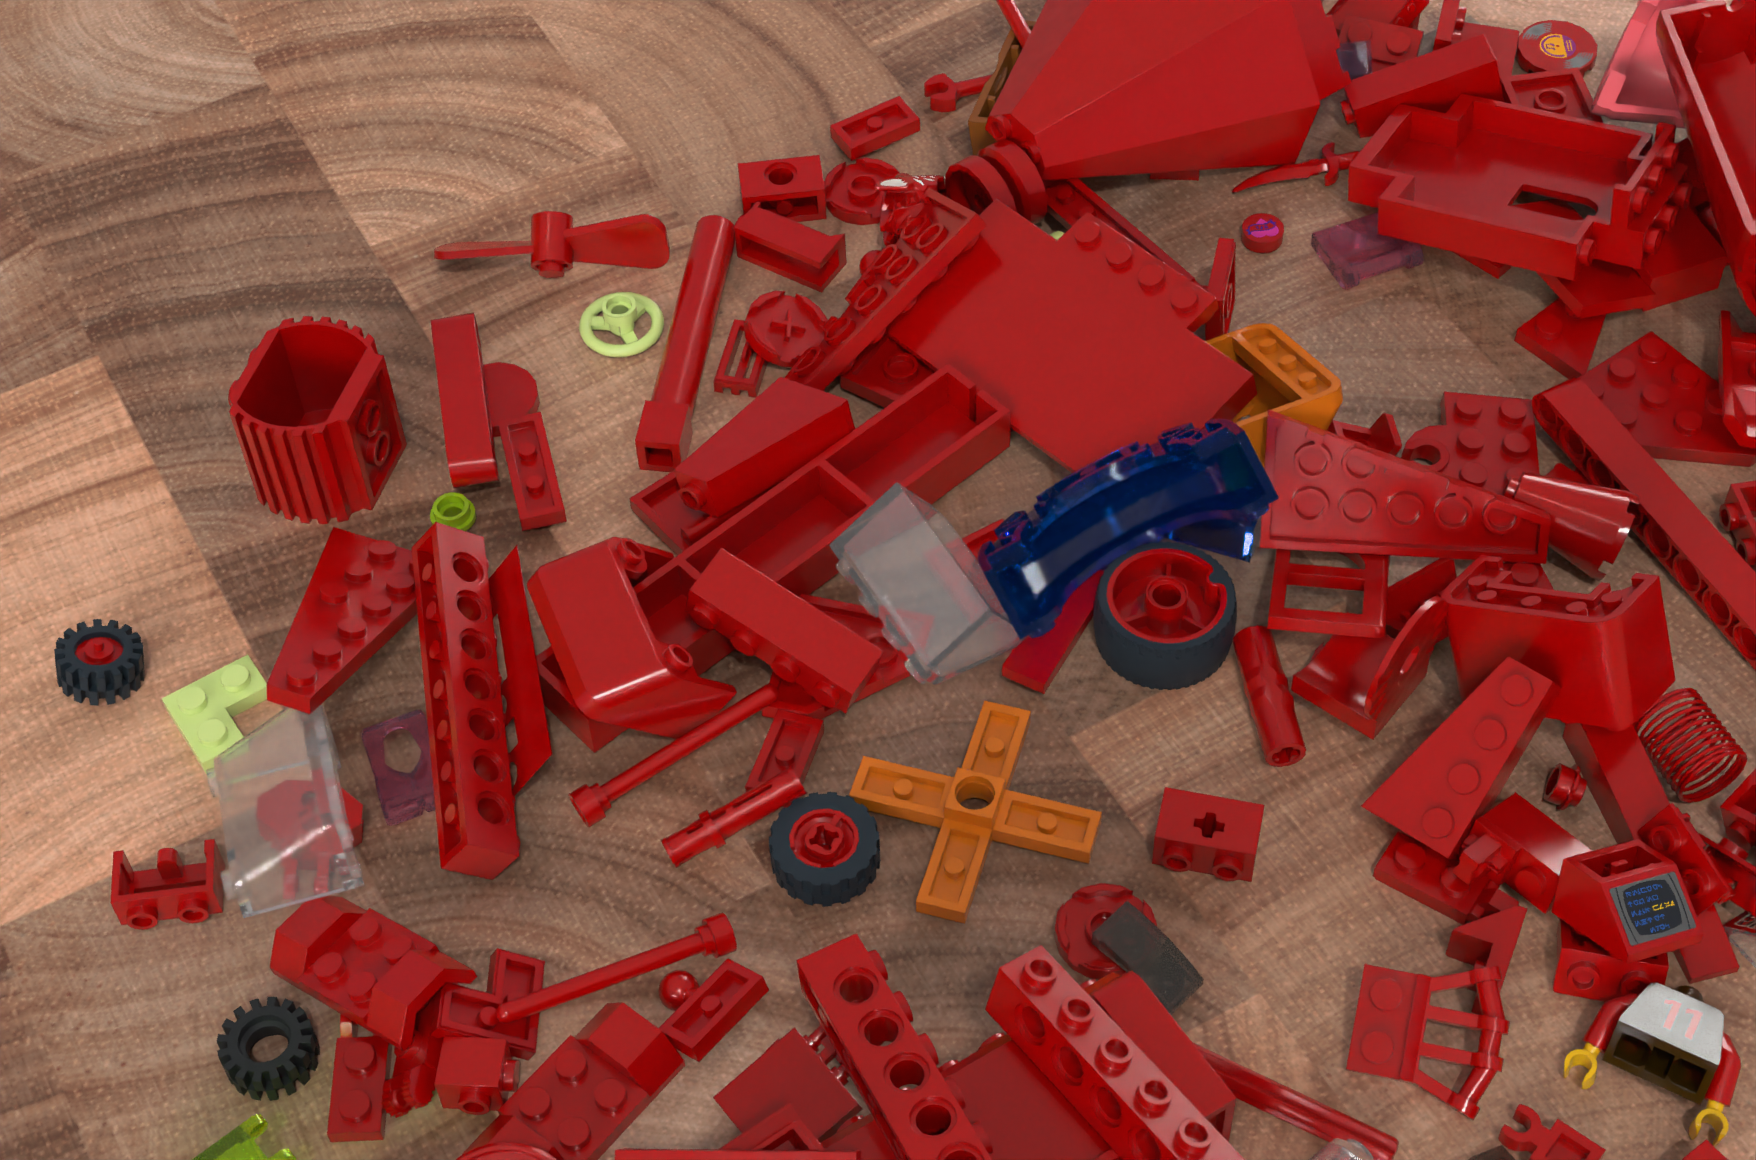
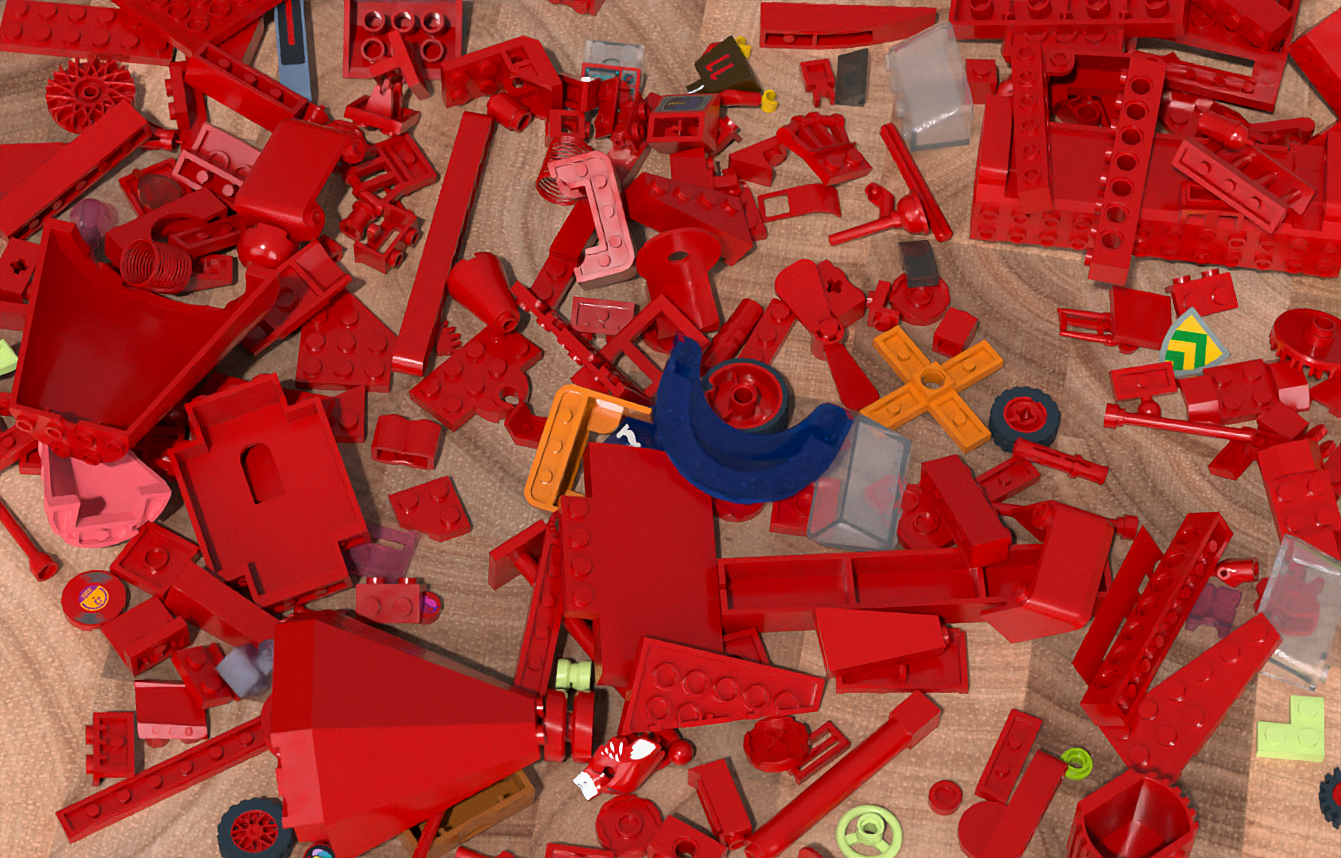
camera: 145 degrees left, 5 degrees up
(406, 835) = (1237, 571): none -> red piece
(572, 402) = (944, 797): none -> red tile
(690, 1111) = (1191, 345): none -> sticker
(1010, 897) = (954, 333): none -> red brick
(1080, 743) = (804, 295): none -> red piece
(1132, 854) = (878, 315): none -> red bracket
(1220, 1013) = (907, 215): none -> red piece
(1230, 737) = (769, 333): none -> red plate
(1283, 1035) = (880, 198): none -> red arm
(1299, 206) = (389, 602): none -> red bracket
(1365, 317) = (431, 510): none -> red plate
(1374, 946) = (803, 200): none -> red piece
(1467, 347) = (406, 442): none -> red brick

